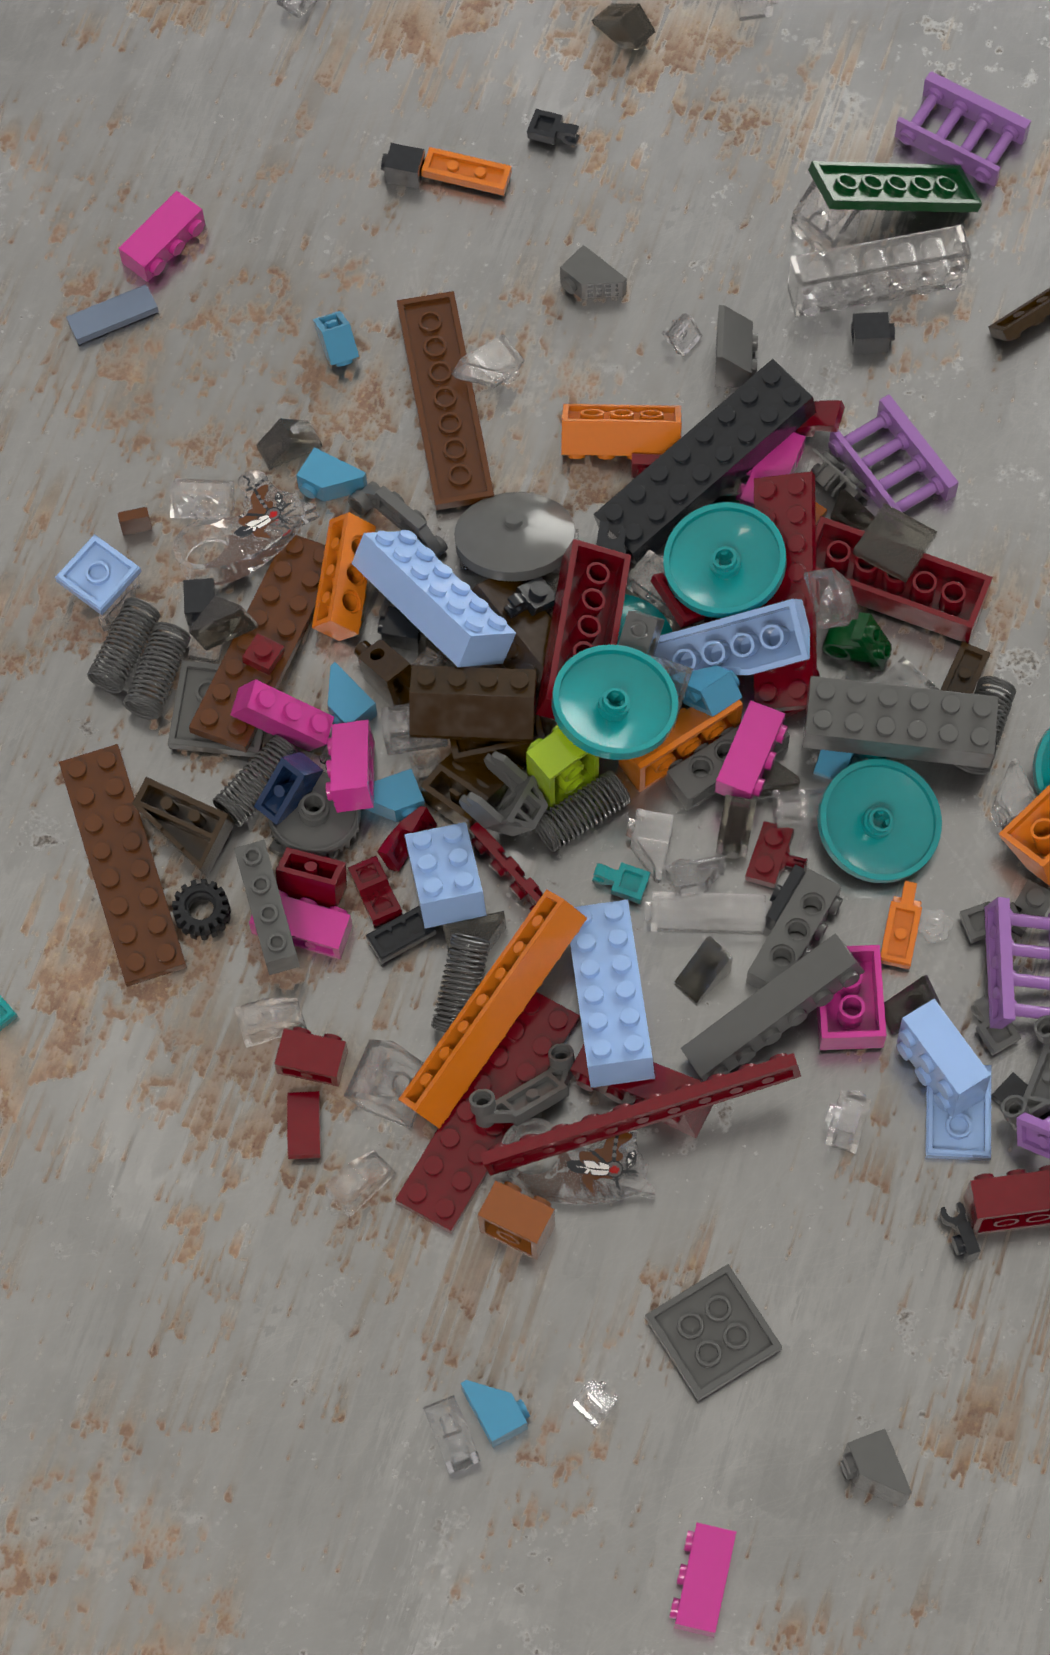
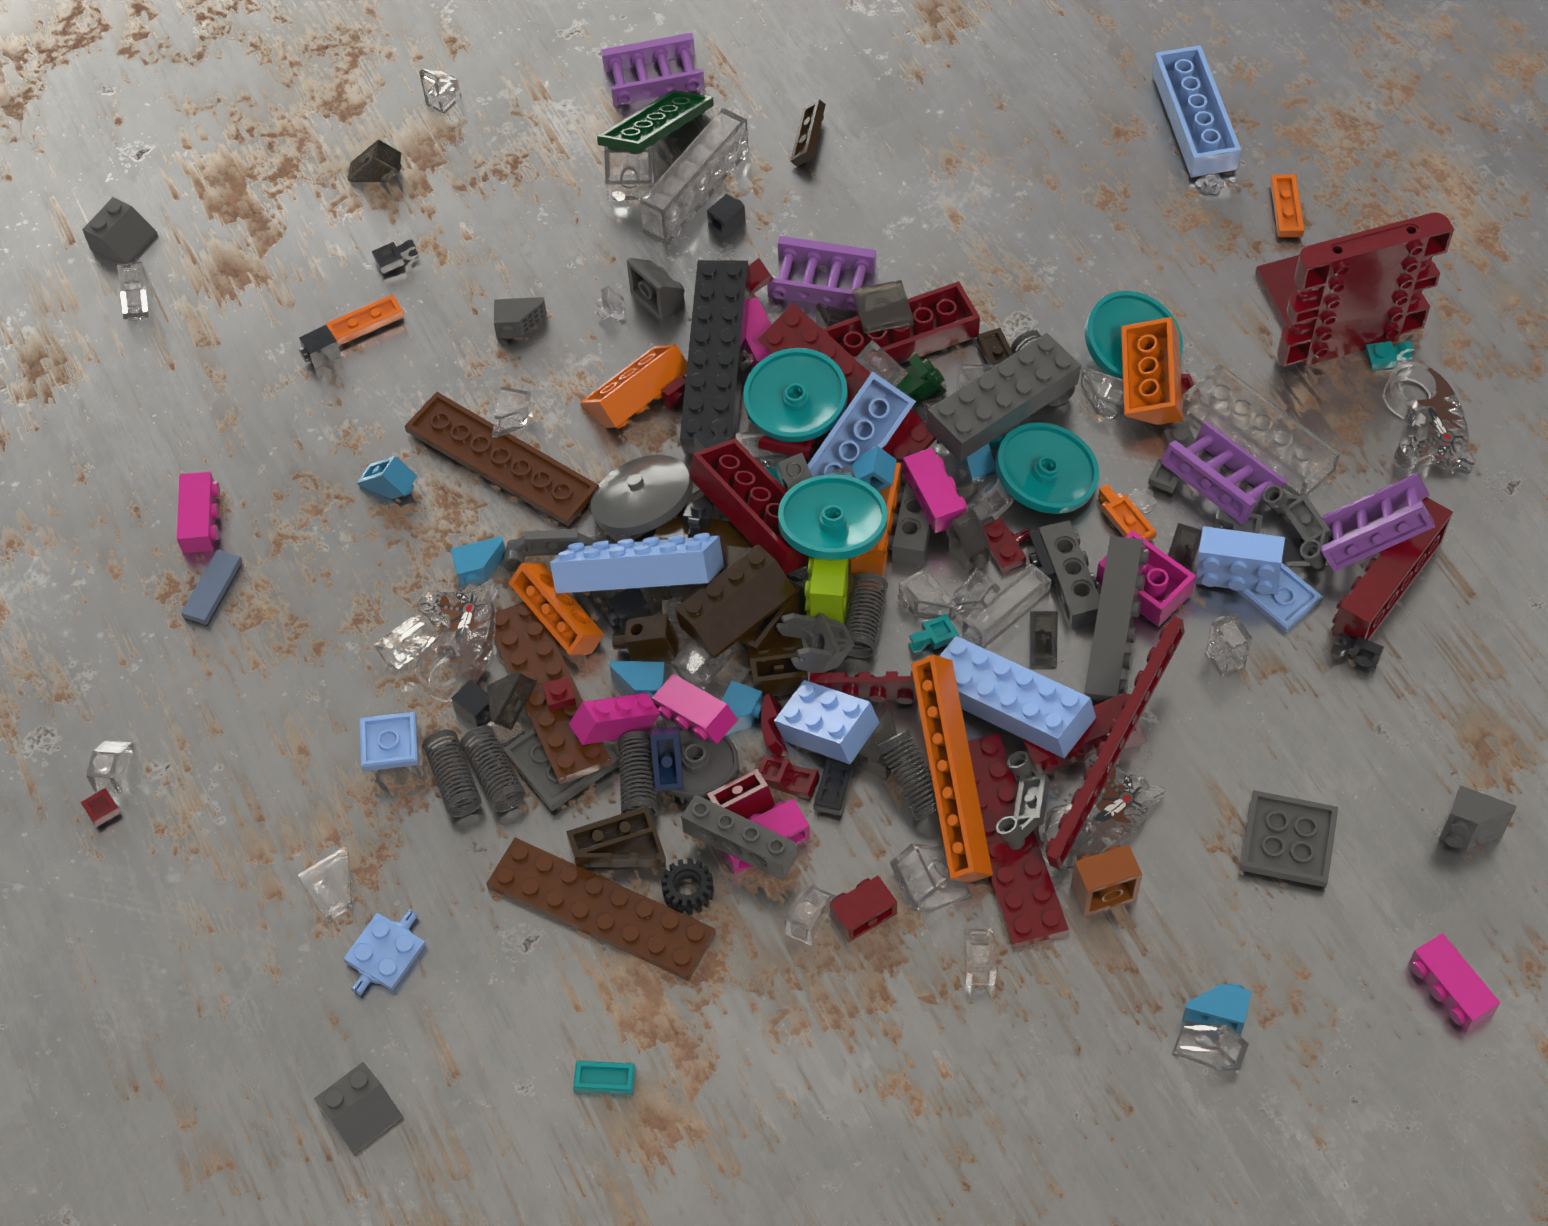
camera: 45 degrees left, 10 degrees down
(134, 521) = (372, 693): reddish brown tile -> none
(287, 441) = (422, 566): clear smoke slope -> none
(303, 1125) = (905, 954): dark red slope -> none
(595, 1402) = (1272, 944): clear tile -> none
(830, 474) = (802, 300): dark grey hinge -> none

